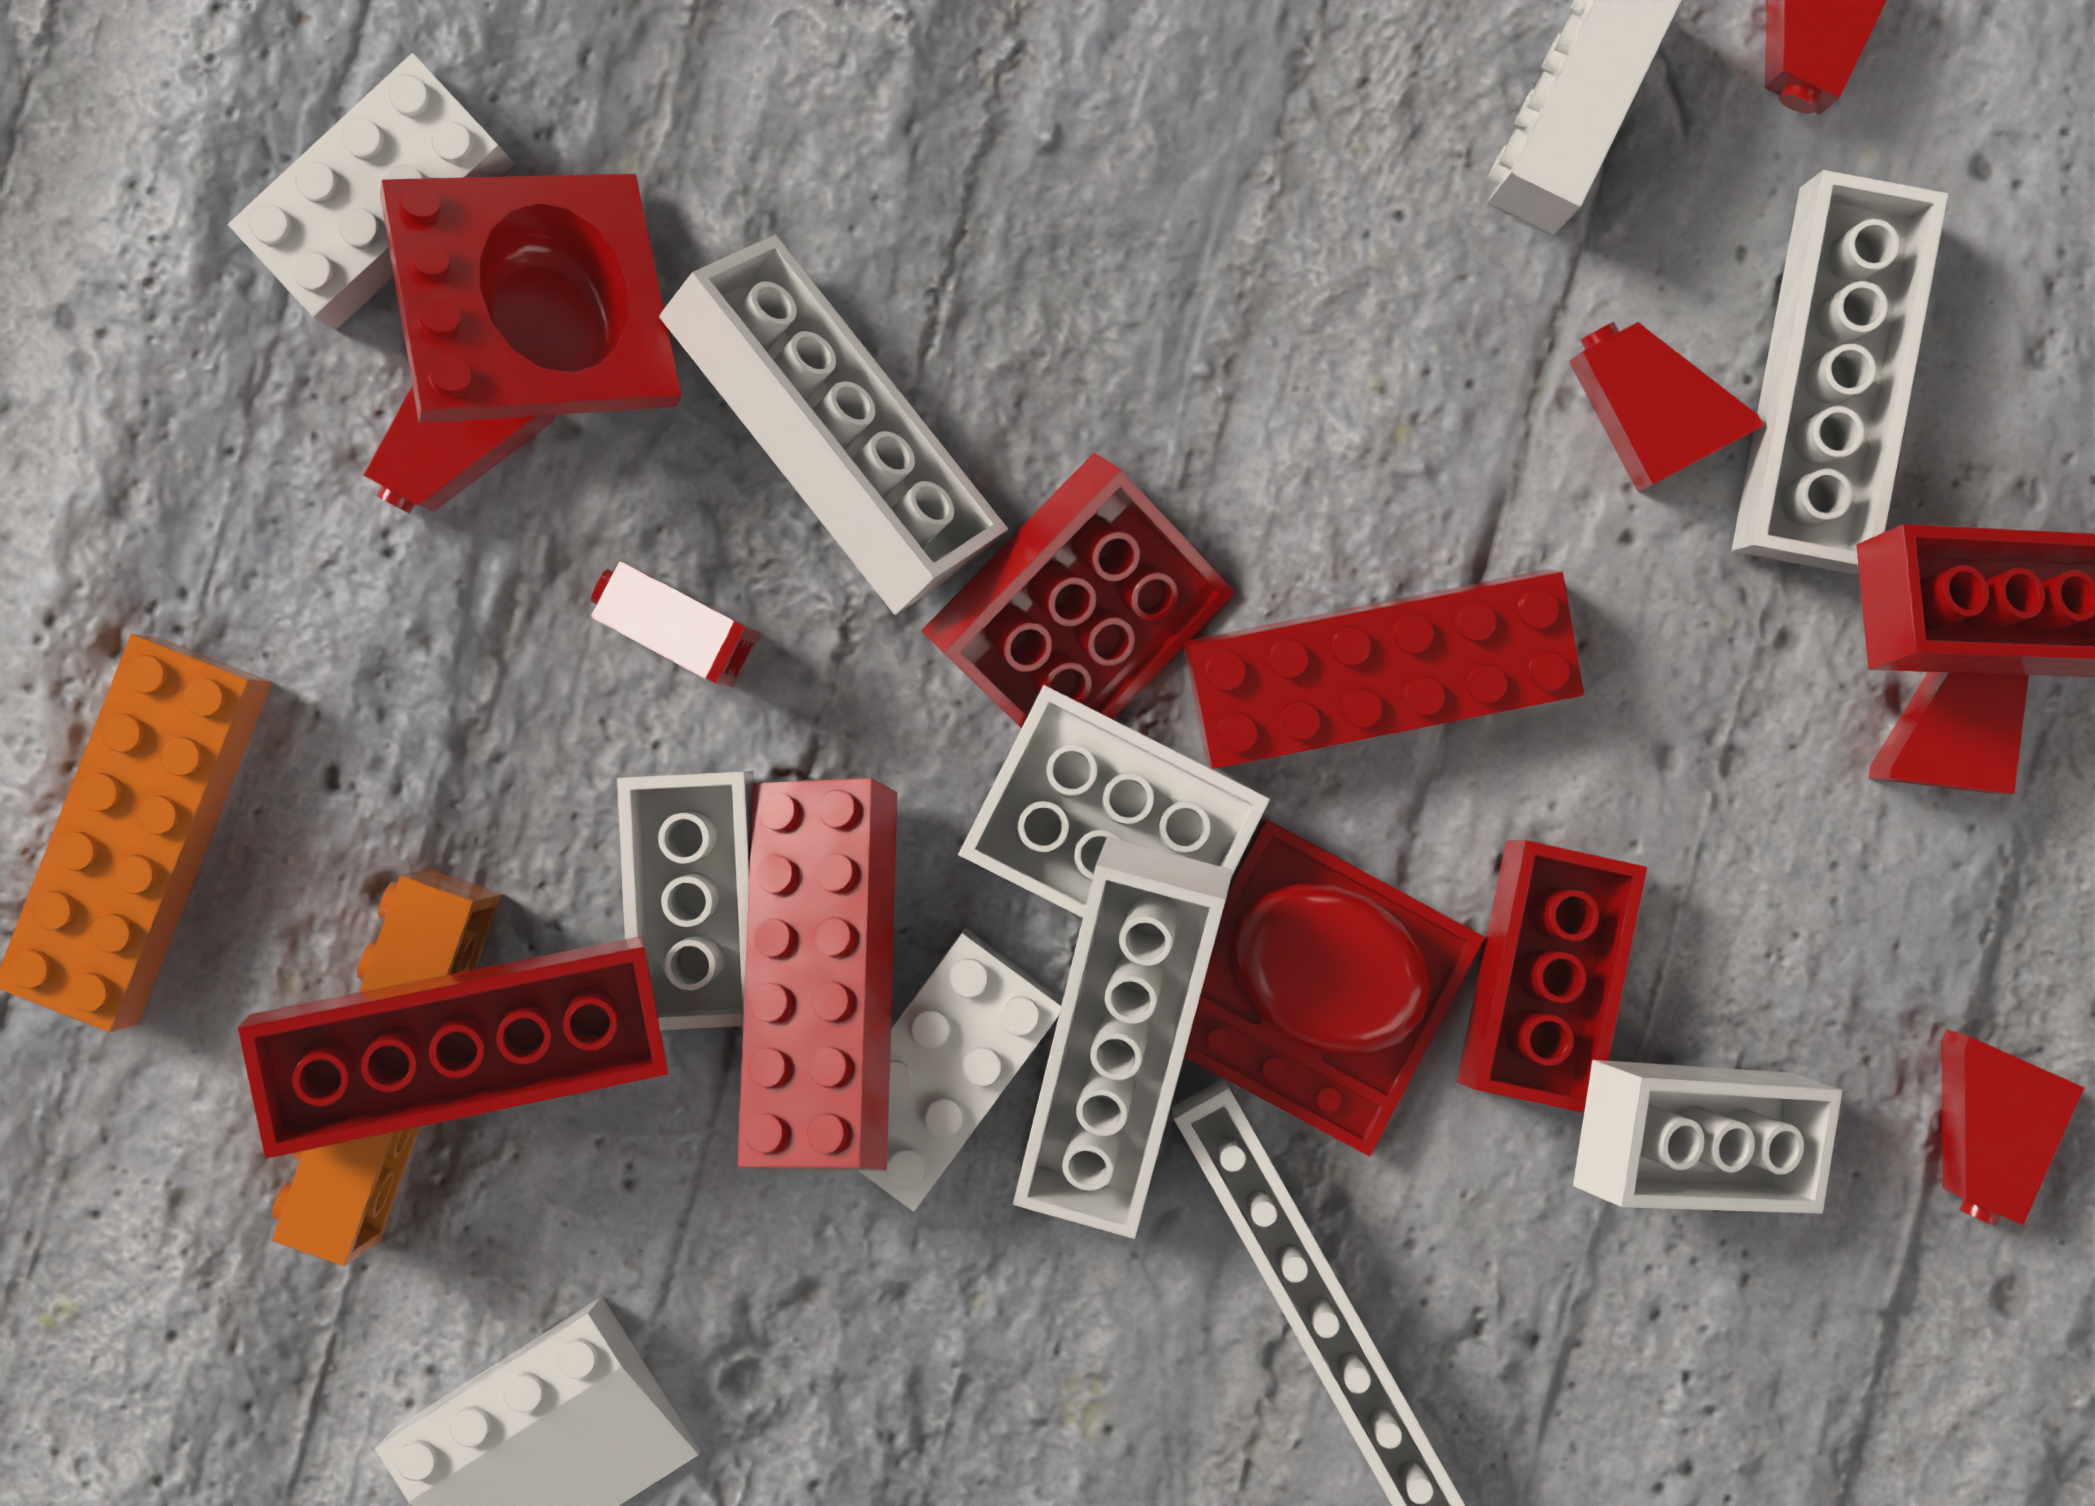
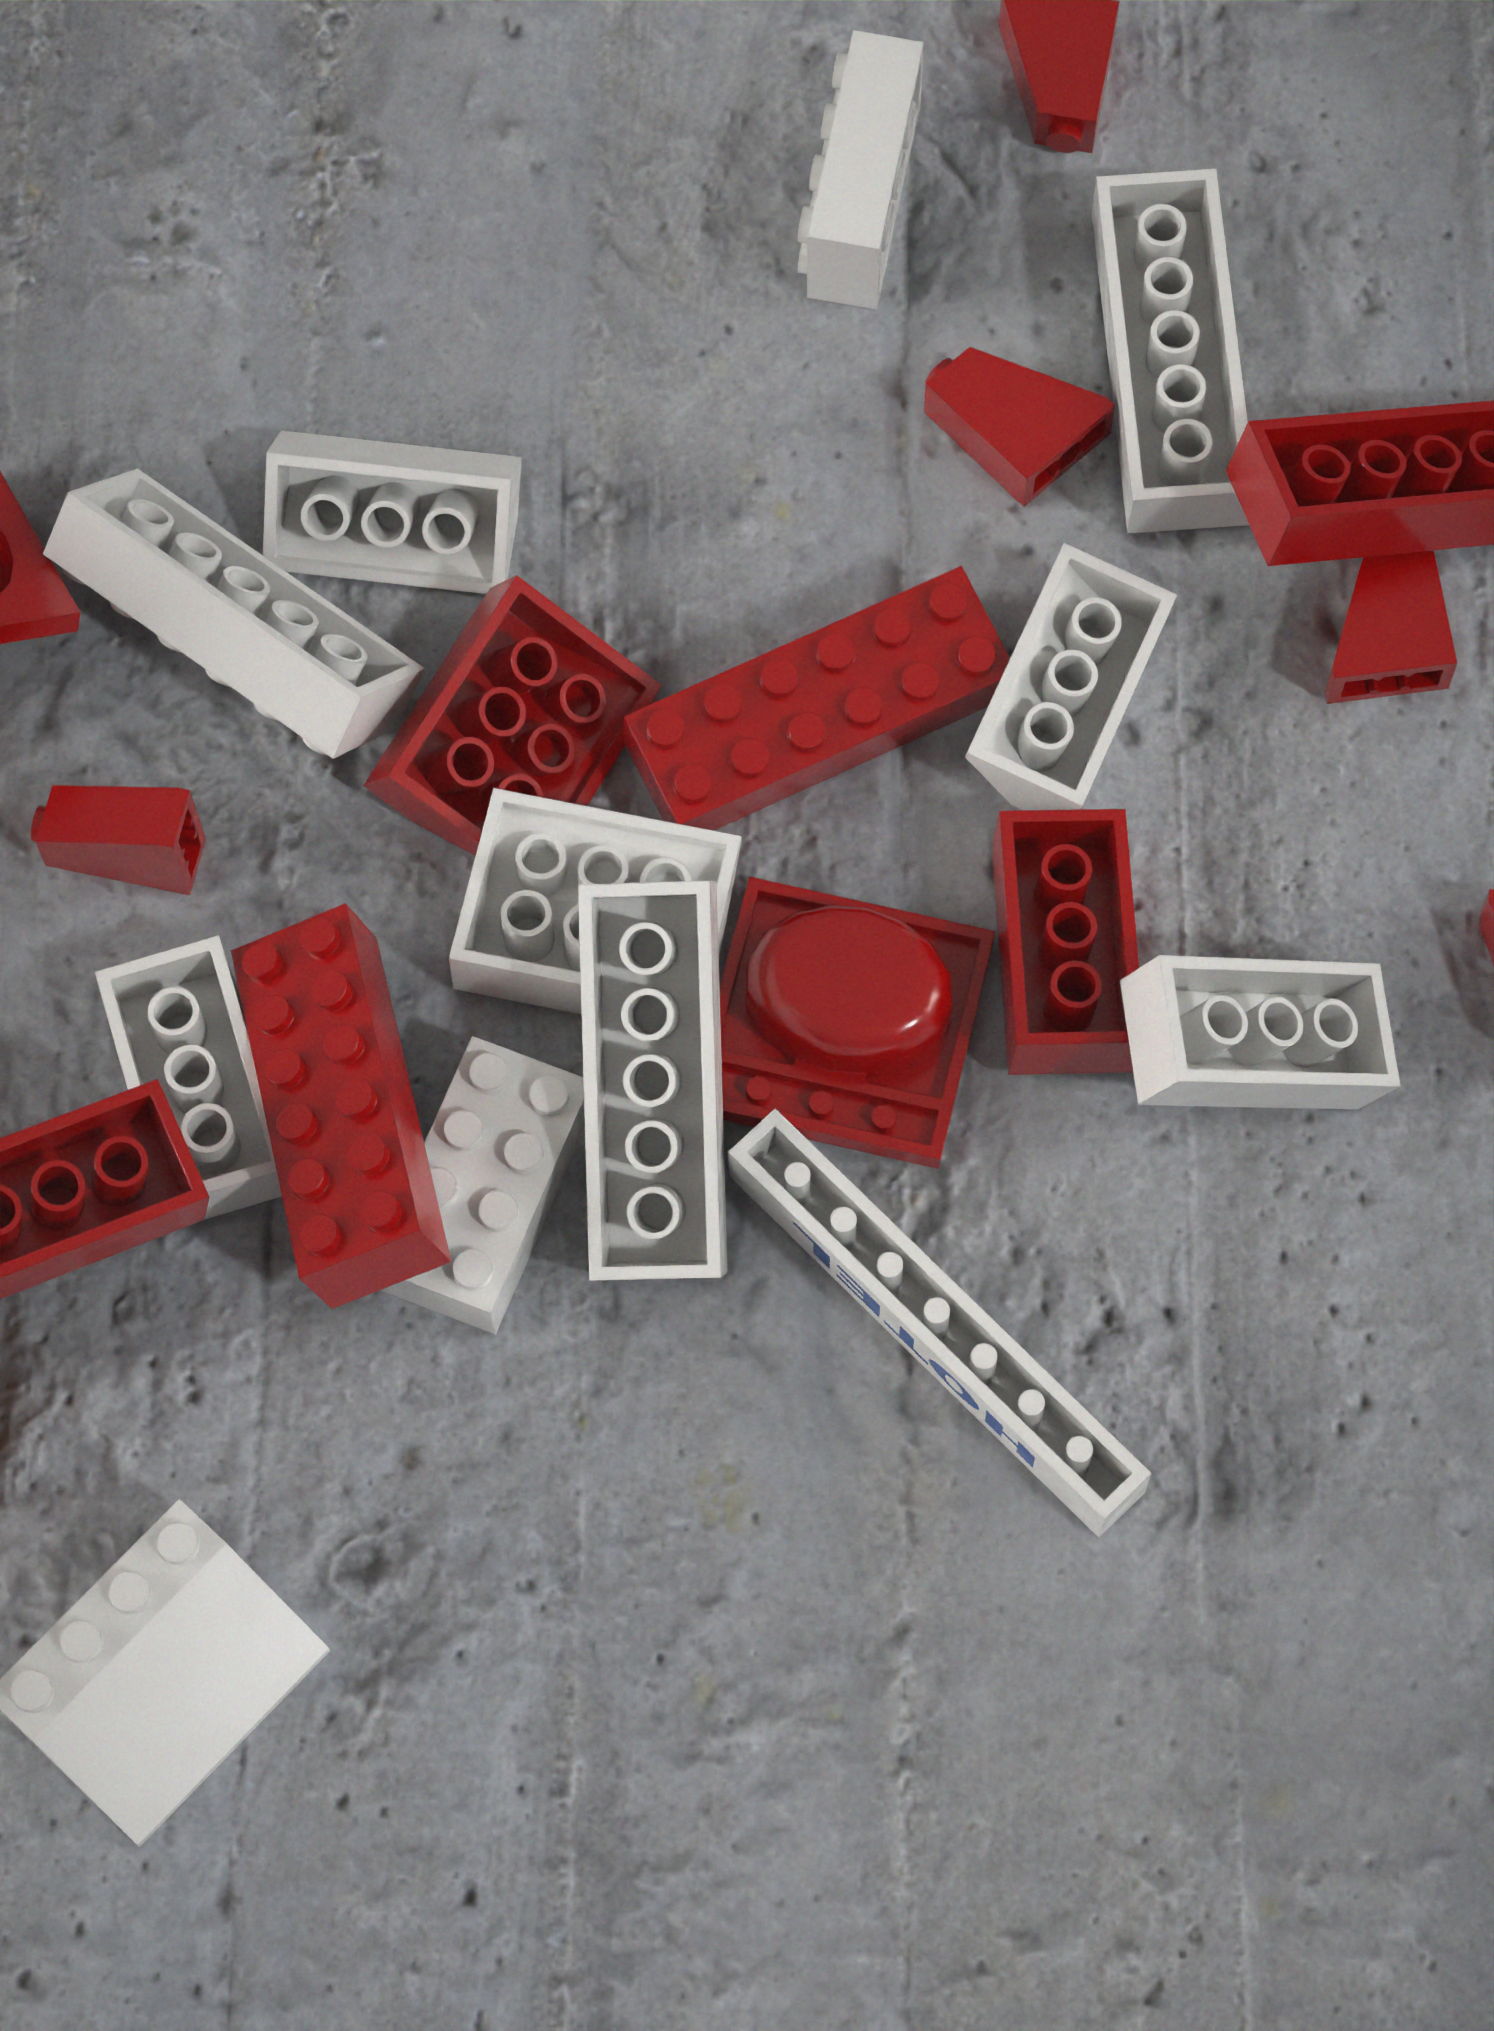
camera: 10 degrees left, 20 degrees down
(1015, 340) = (390, 511): none -> white slope
(1635, 719) = (1068, 682): none -> white slope

